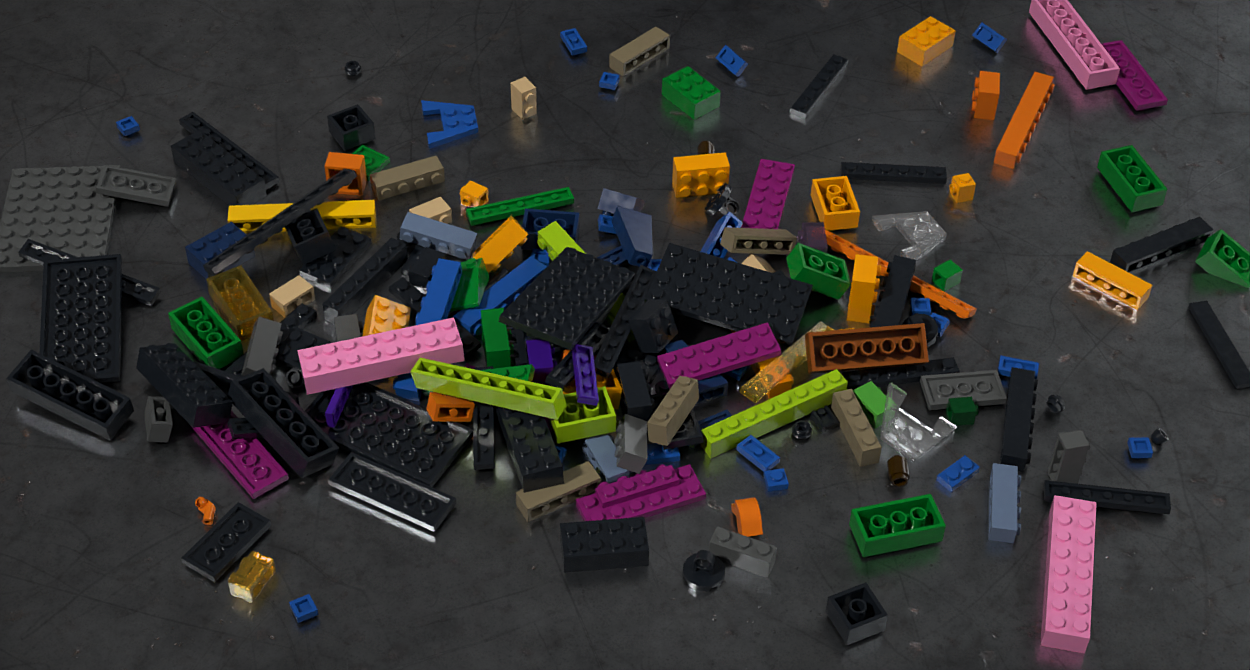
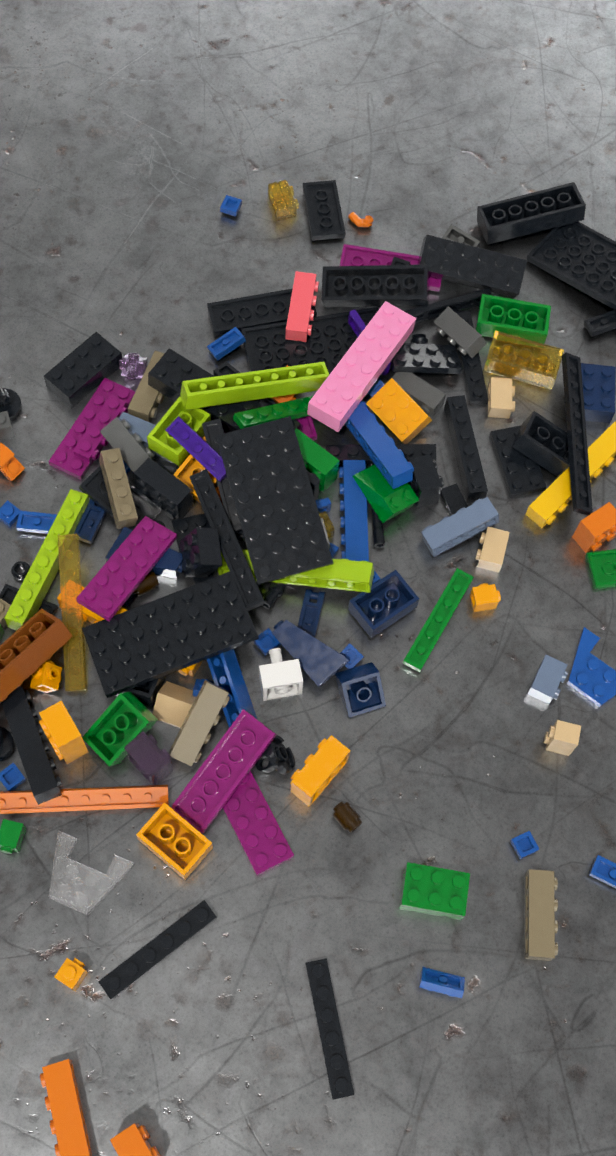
camera: 135 degrees right, 20 degrees up
(361, 456) = (301, 306): none -> coral brick
(407, 177) = (555, 573): dark tan brick -> none
(456, 481) = (226, 343): none -> blue plate
(491, 134) = (547, 679): none -> sand blue brick
(501, 244) = (402, 549): light orange slope -> none
(556, 512) = (133, 366): none -> clear purple brick
(673, 228) = (280, 677): none -> white brick
(765, 207) = (223, 771): none -> magenta plate

